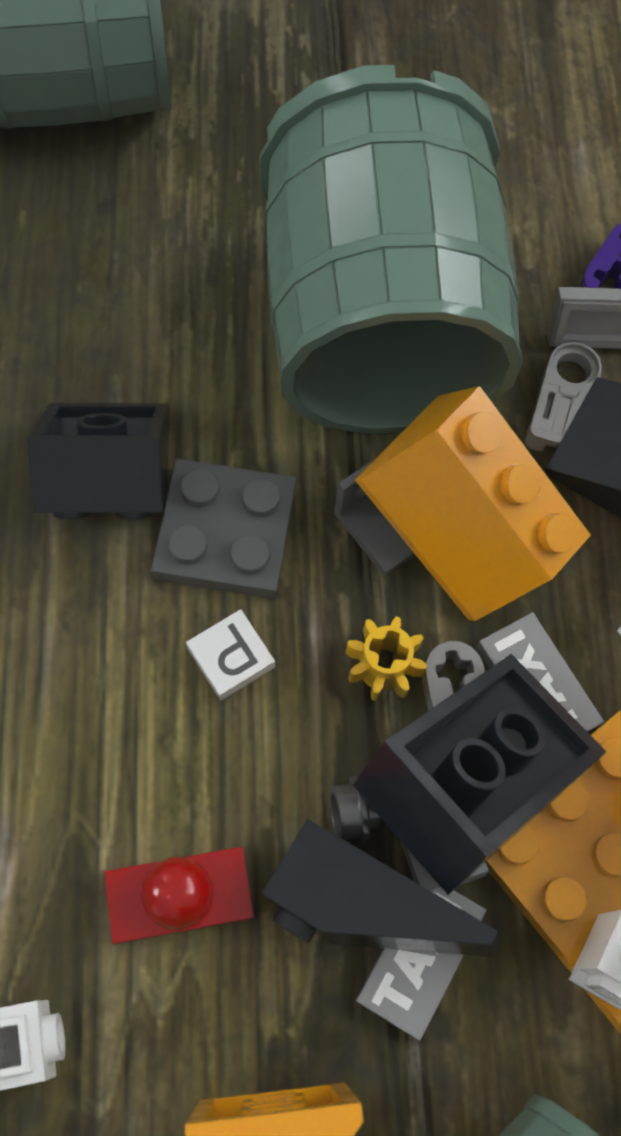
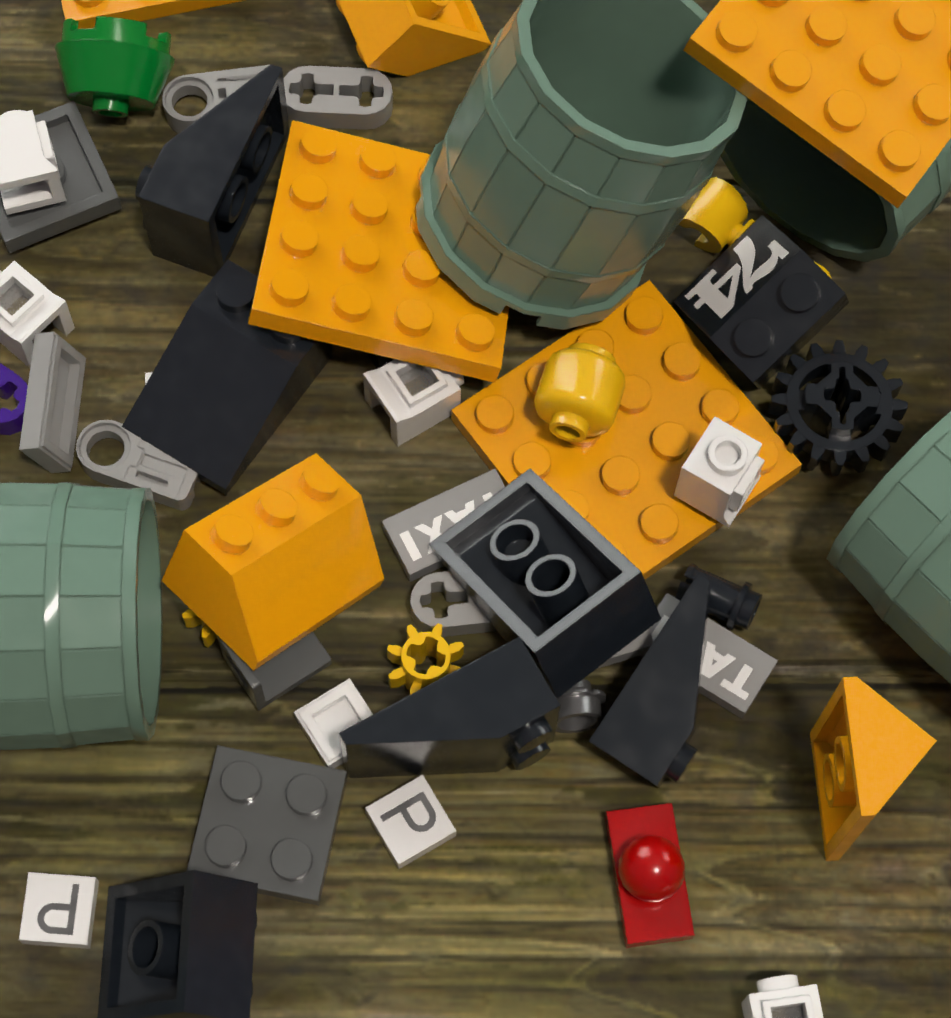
camera: 85 degrees left, 0 degrees up
(146, 365) = (59, 910): none -> white tile
(324, 586) = (329, 716): none -> white tile
(330, 701) = (464, 723): none -> black slope
(486, 978) = (727, 599): none -> black pin

